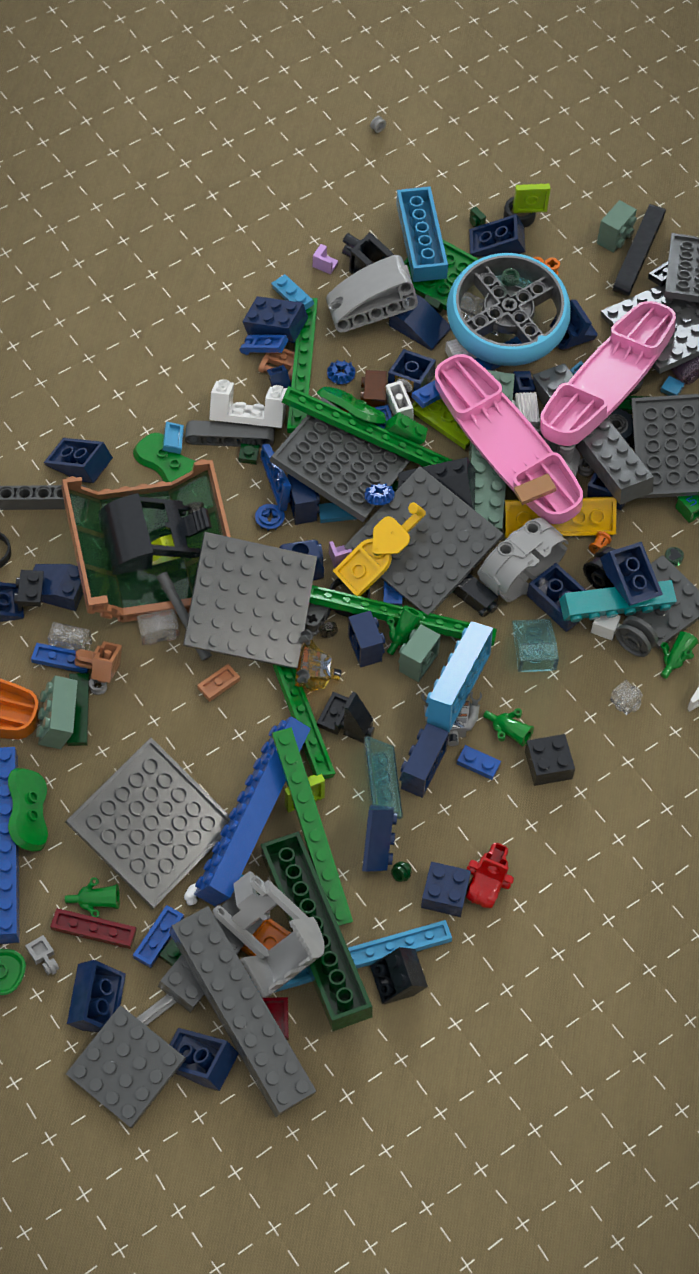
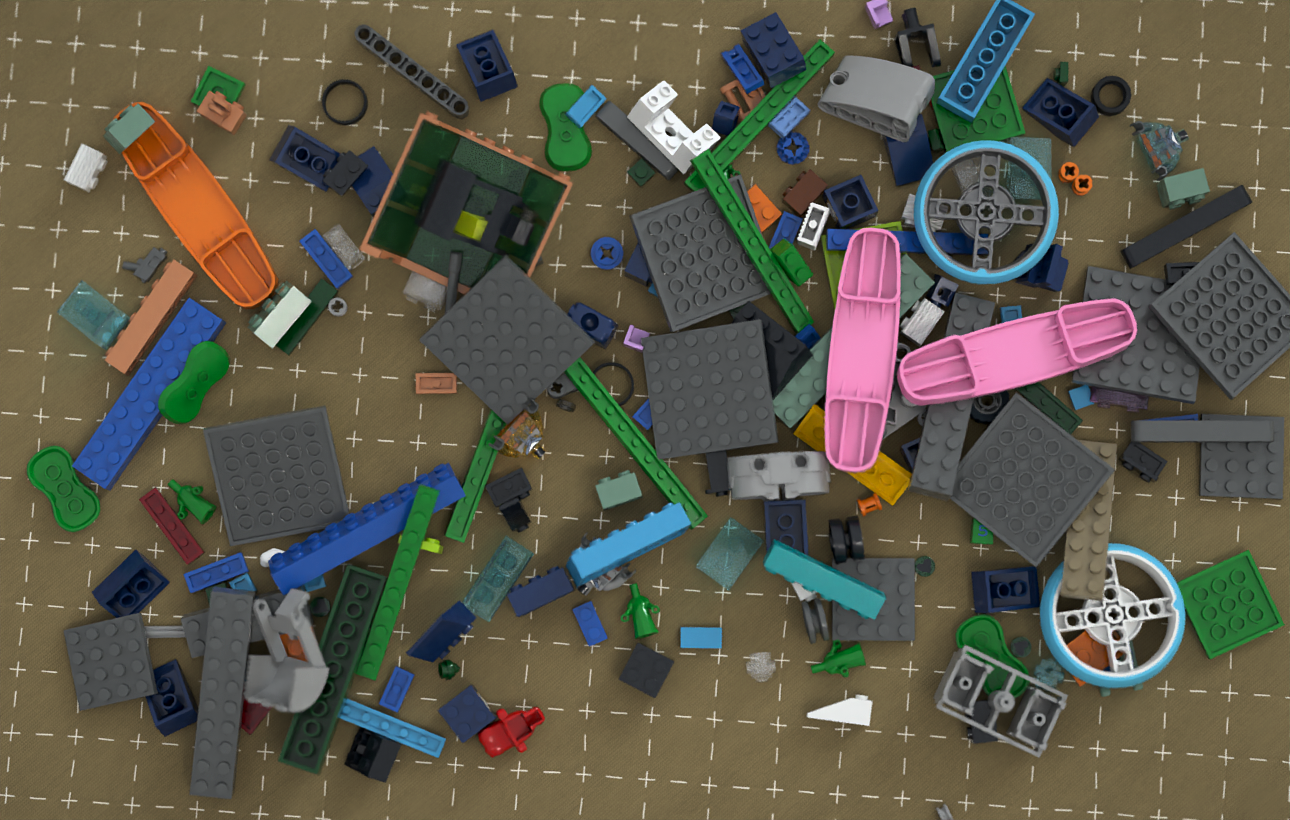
camera: 50 degrees right, 25 degrees up
(41, 951) = (118, 513): light grey plate -> none
(102, 661) = (350, 293): nougat brick -> none
(278, 481) = (631, 240): blue wing -> none
(291, 291) = (815, 29): dark azure plate -> none
(322, 355) = (789, 118): none -> medium blue plate
(352, 405) = (765, 210): green plate -> none
(362, 566) = (651, 373): yellow plate -> none
(365, 638) = (585, 442): dark blue brick -> none
(374, 496) = (696, 322): blue gear -> none
(375, 914) = (396, 689): none -> blue plate
(406, 624) = (627, 459): green piece -> none
(510, 277) = (1006, 188): clear green tile -> none
(531, 198) = (1117, 97): lime plate -> none
(535, 489) = (834, 426): medium nougat tile -> none
(566, 712) = (701, 637): none -> dark azure tile
(577, 217) = (1159, 146): none -> torso
(631, 573) = (848, 571): dark blue slope -> none

